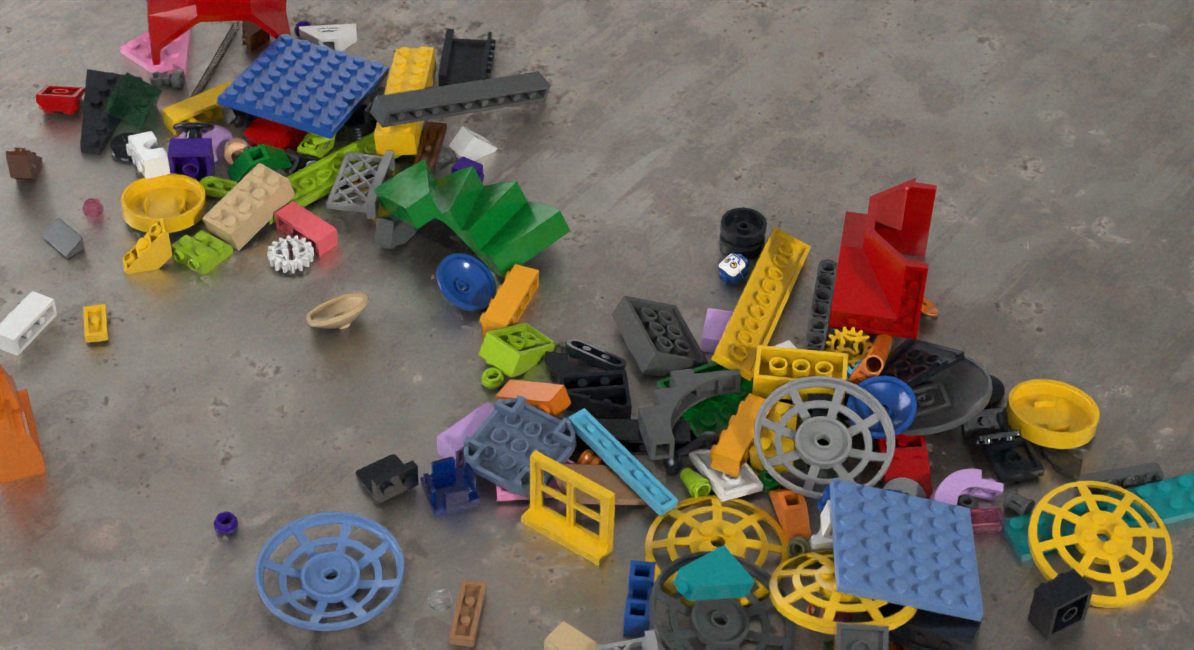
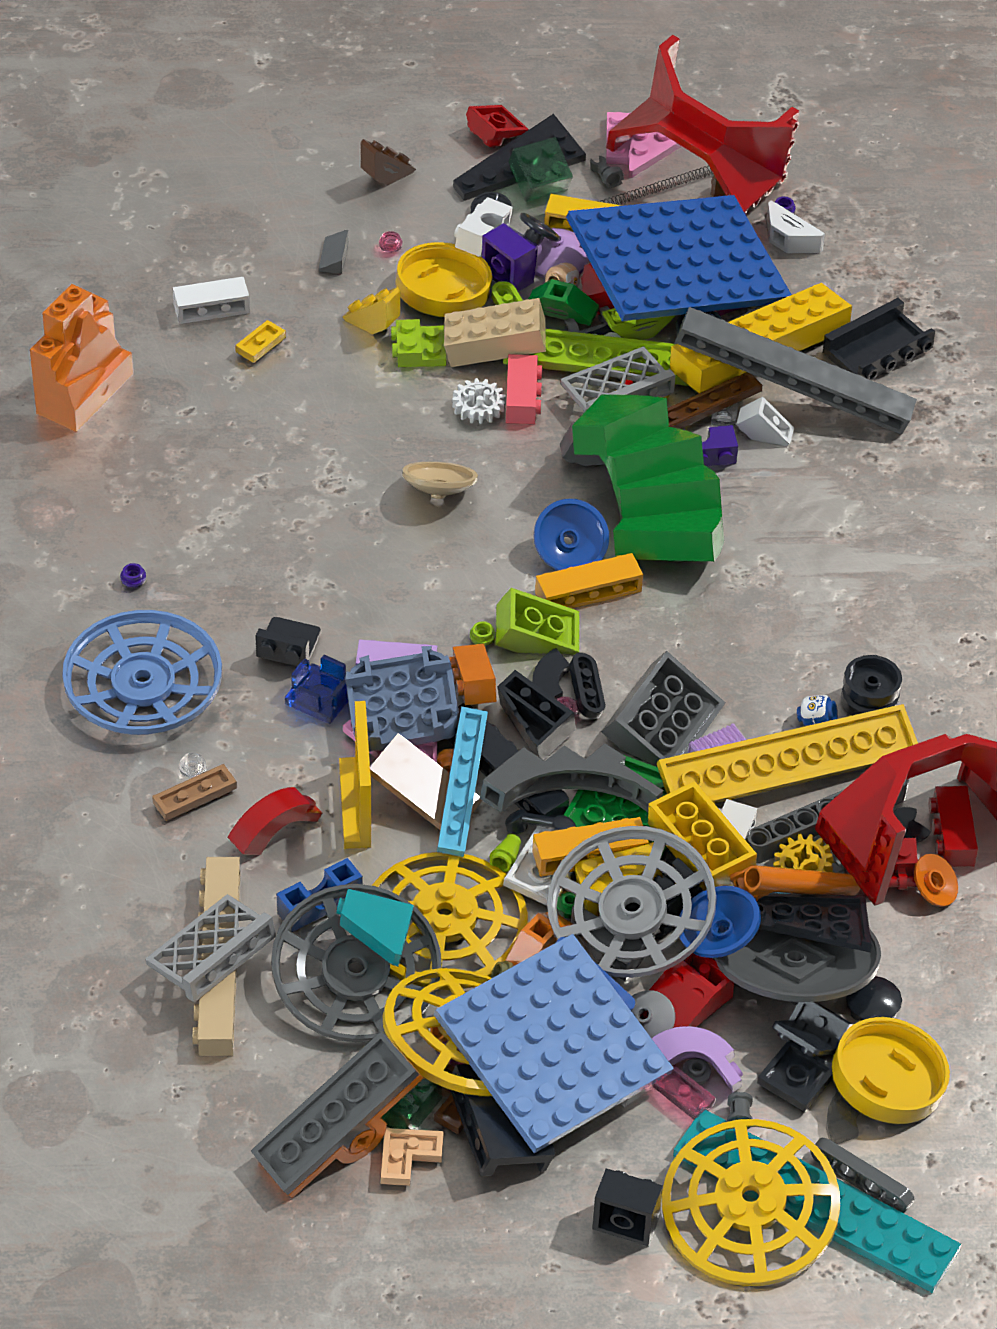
camera: 50 degrees right, 5 degrees up
(546, 585) = (270, 815): none -> red arch

